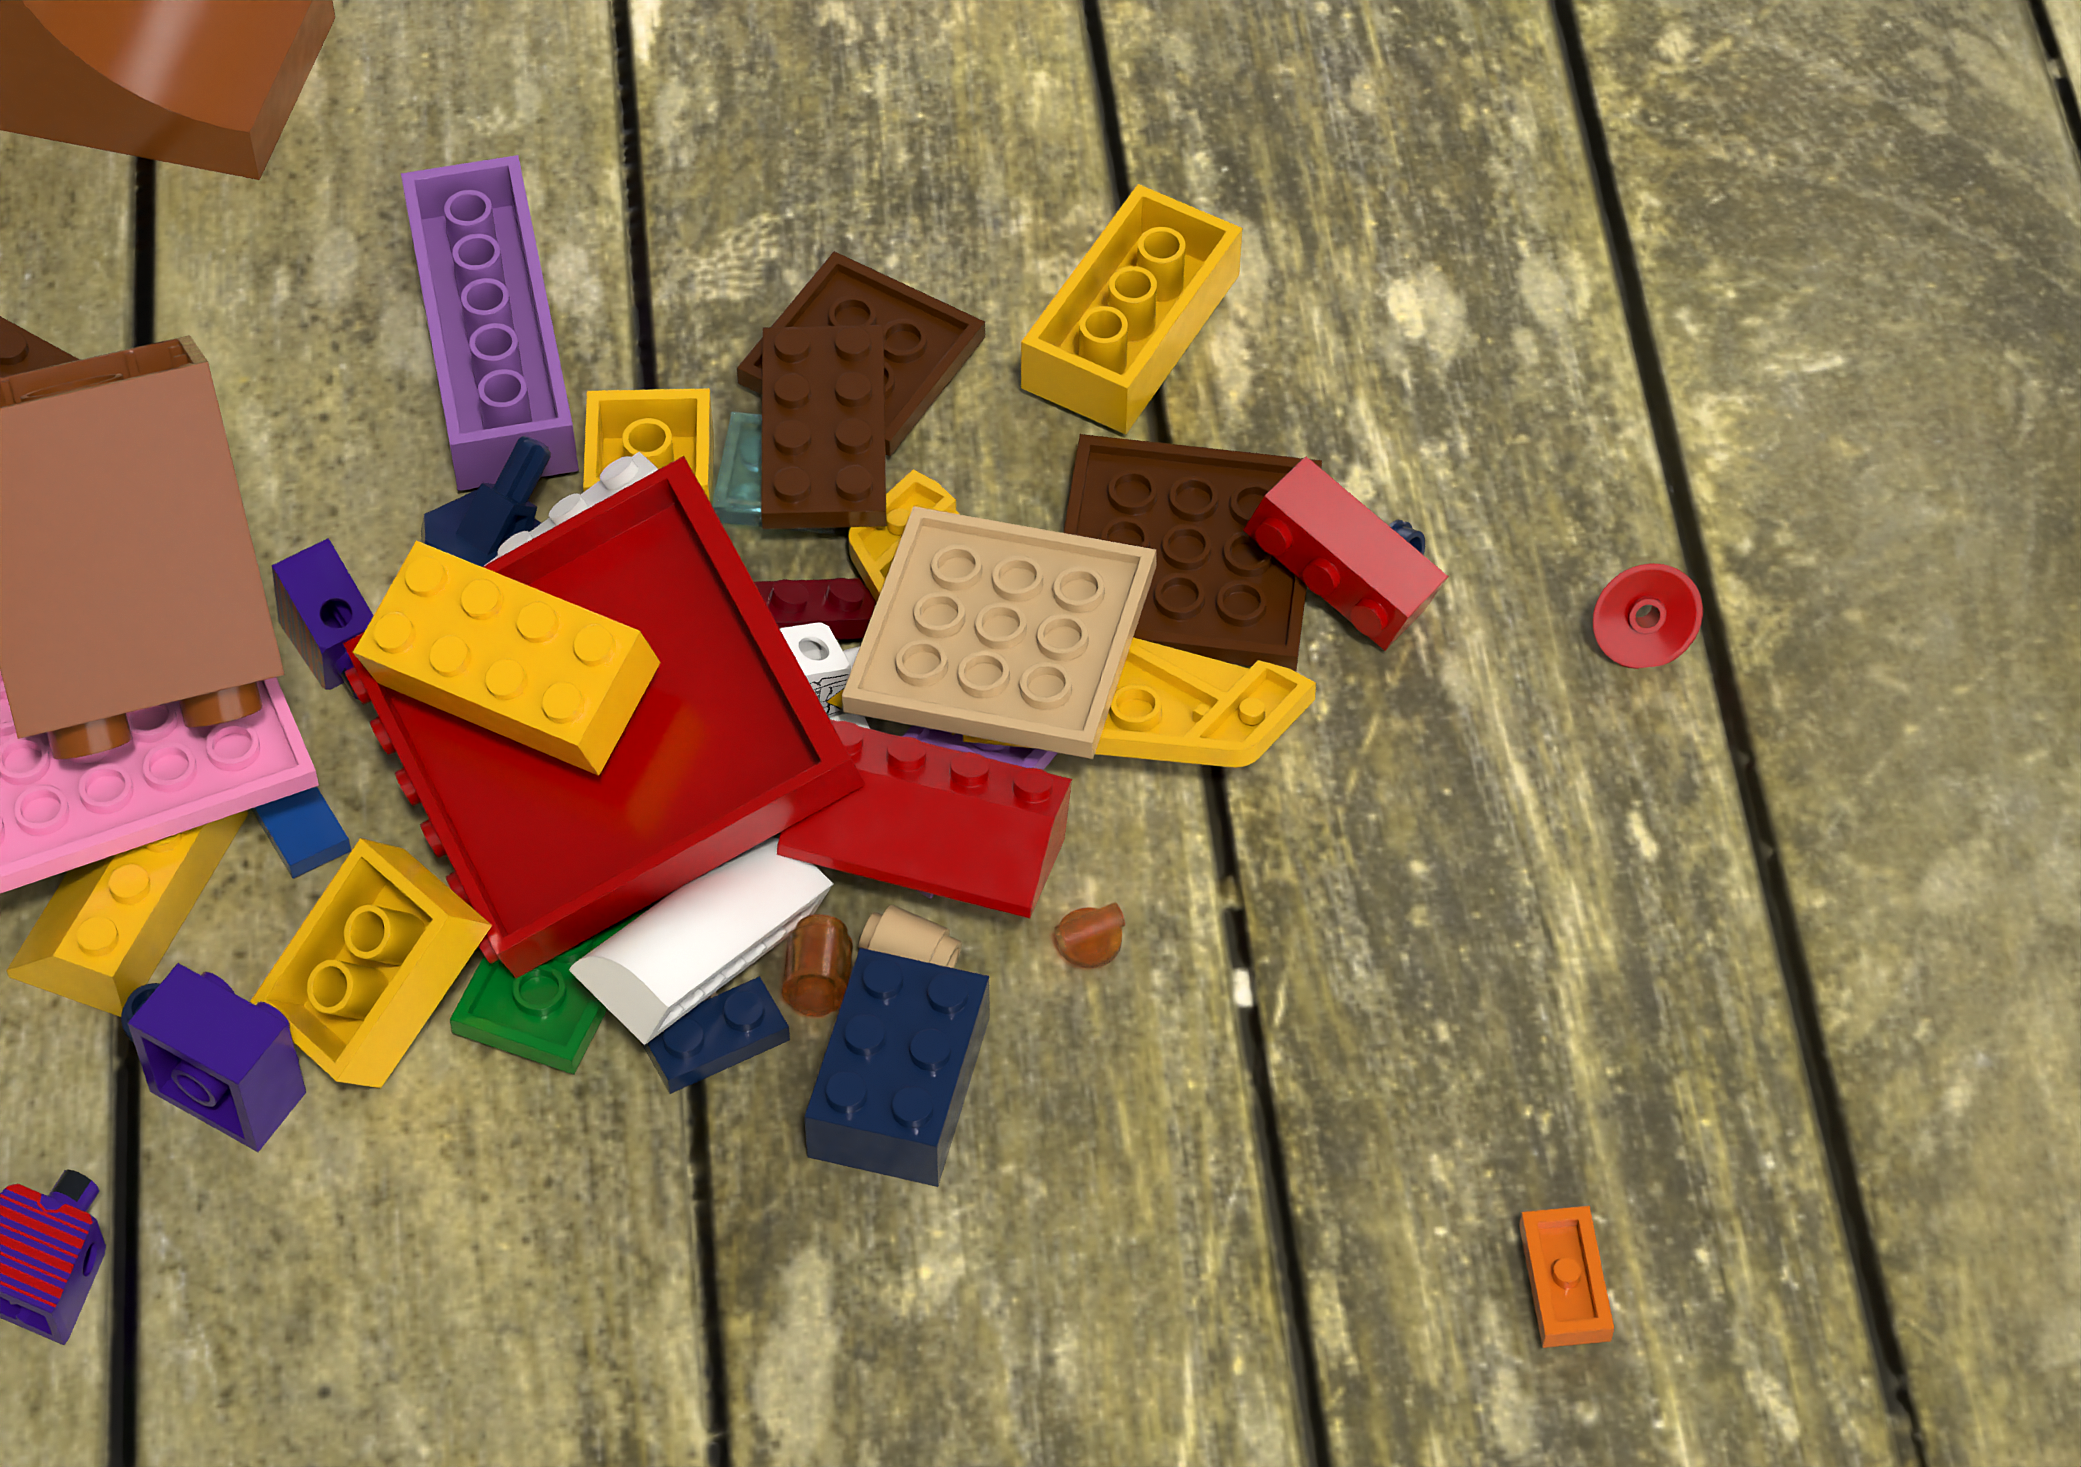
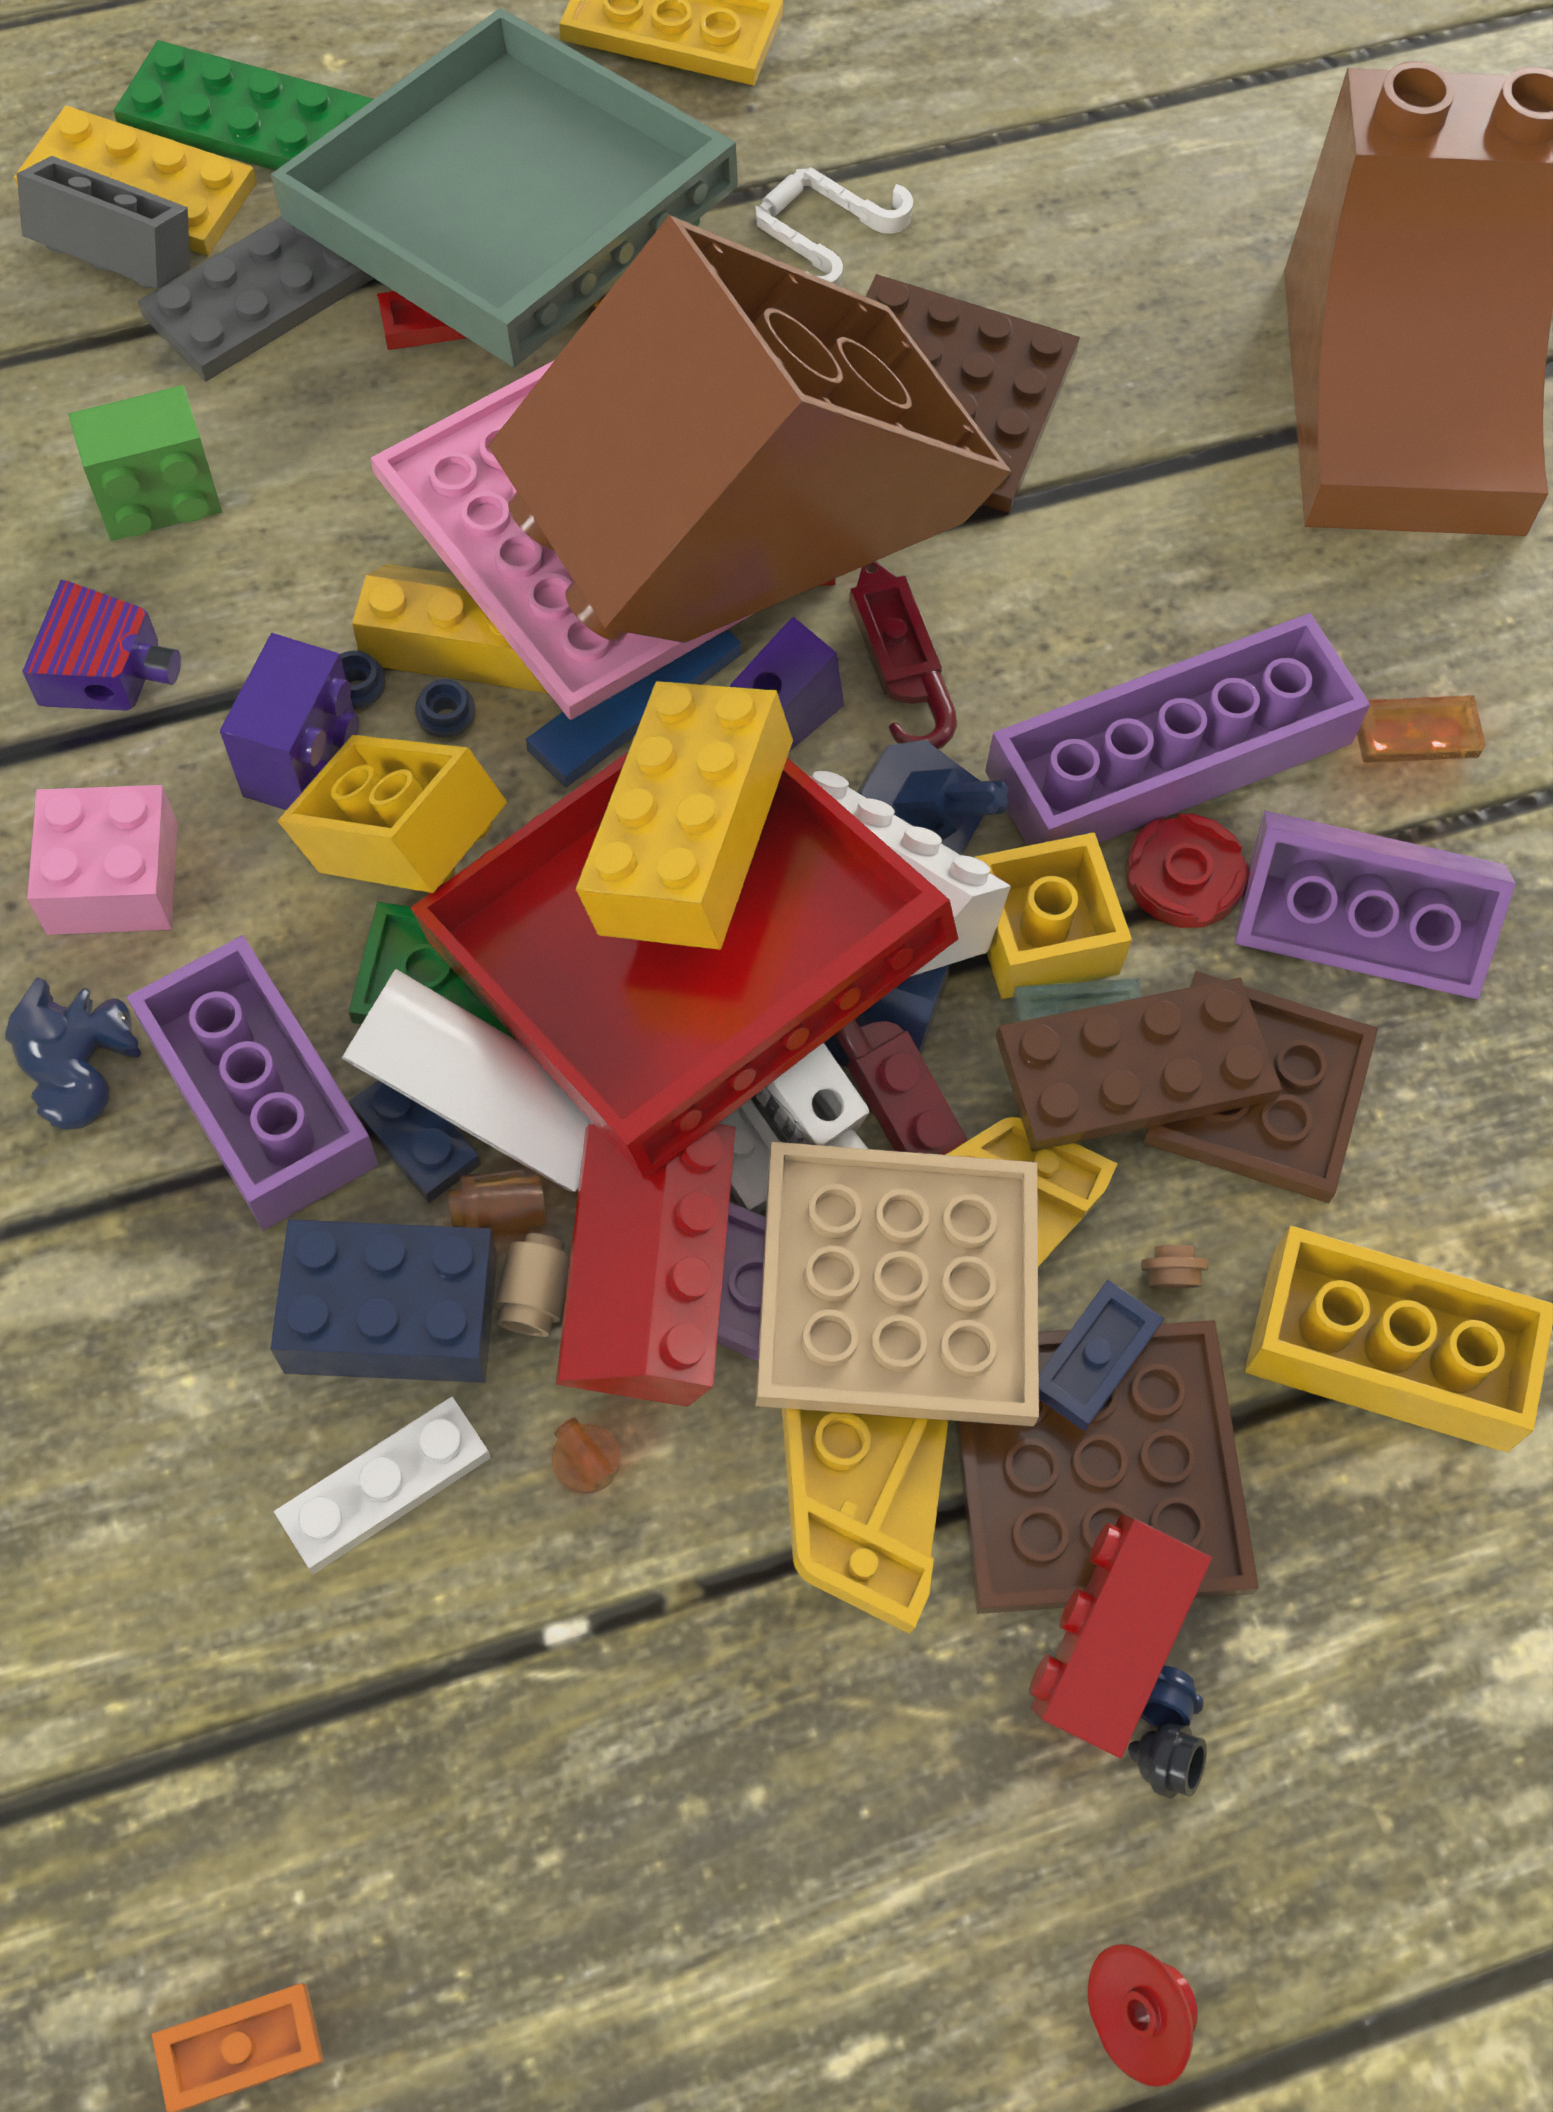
camera: 75 degrees right, 10 degrees up
(217, 923) = (445, 695): none -> dark blue plate
(292, 522) = (902, 650): none -> dark red plate
(314, 1269) = (103, 859): none -> bright pink brick
(528, 1341) = (54, 1050): none -> dark blue animal
(536, 133) = (1421, 729): none -> clear orange plate
(618, 353) = (1186, 871): none -> red tile
(632, 1147) = (253, 1082): none -> medium lavender brick
(704, 226) = (1373, 904): none -> medium lavender slope
(1021, 454) = (1174, 1267): none -> medium nougat plate
(1075, 1109) = (382, 1485): none -> white plate
(1094, 507) = (1097, 1354): none -> dark blue plate
(1452, 554) = (1170, 1759): none -> black plate

